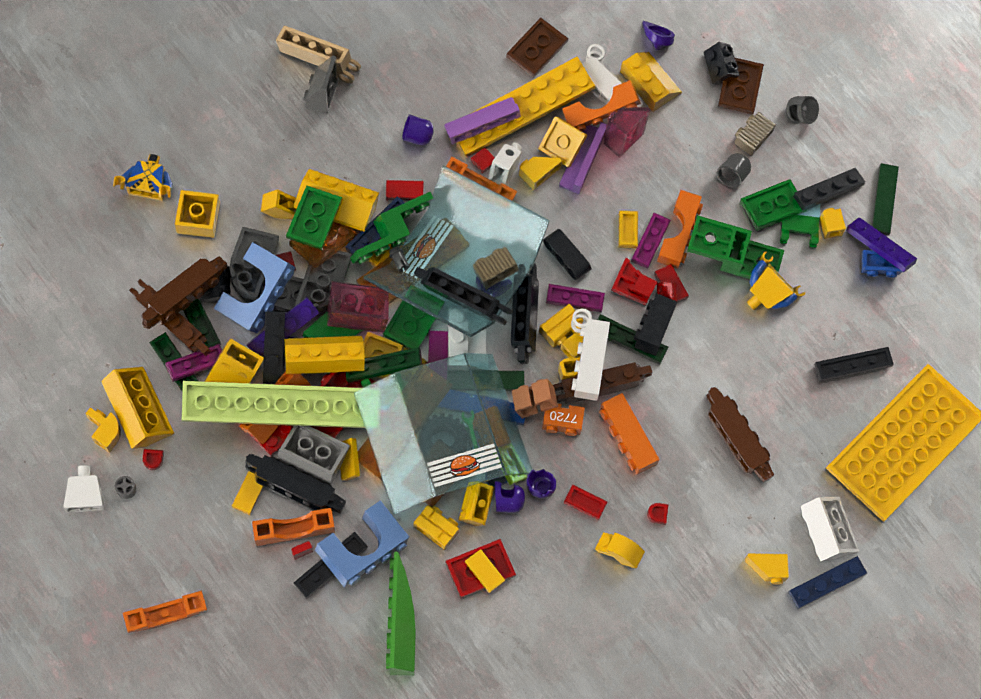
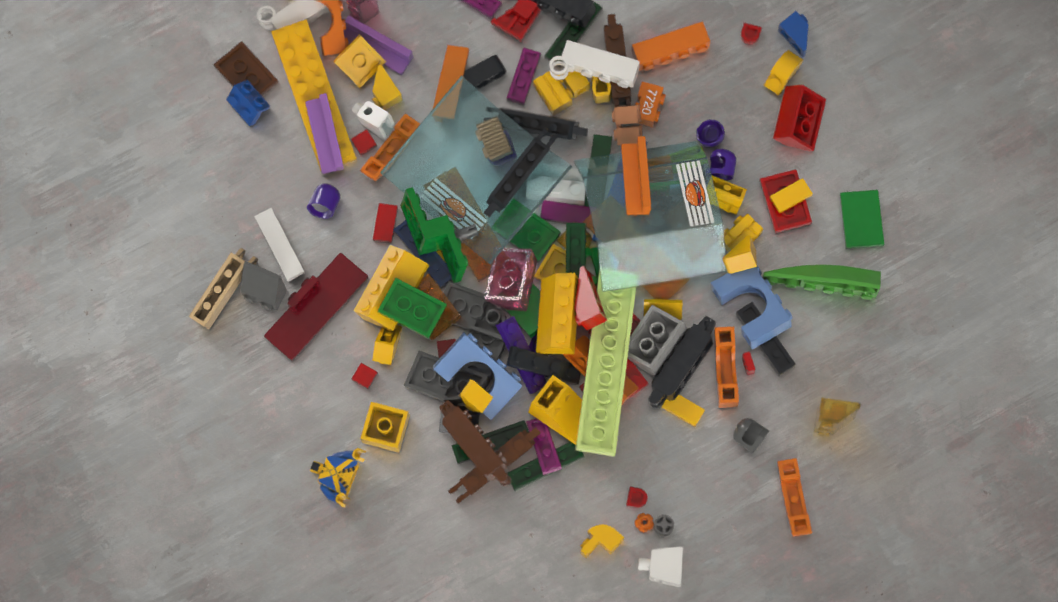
camera: 70 degrees left, 5 degrees up
(132, 468) = (639, 522): none -> orange plate
(137, 406) = (582, 507): yellow slope -> none
(226, 558) = (749, 434): none -> dark grey helmet
(229, 284) = (475, 397): none -> yellow slope
(248, 634) = (834, 415): none -> clear yellow slope
(249, 192) = (364, 375): none -> red tile
(313, 138) = (315, 305): none -> dark red bracket
(340, 377) = (587, 302): none -> slope
(368, 97) = (279, 244): none -> white slope
(410, 527) = (741, 256): none -> yellow slope
(471, 403) = (636, 177): none -> orange panel
(472, 650) = (861, 219): none -> green tile
(507, 51) = (247, 102): none -> blue bracket
(569, 227) = (452, 69): none -> orange panel
(572, 572) = (799, 117): none -> red slope
(585, 502) = (731, 97): red tile -> none
(628, 229) = (458, 16): yellow tile -> none
(666, 558) = (795, 31): none -> blue slope

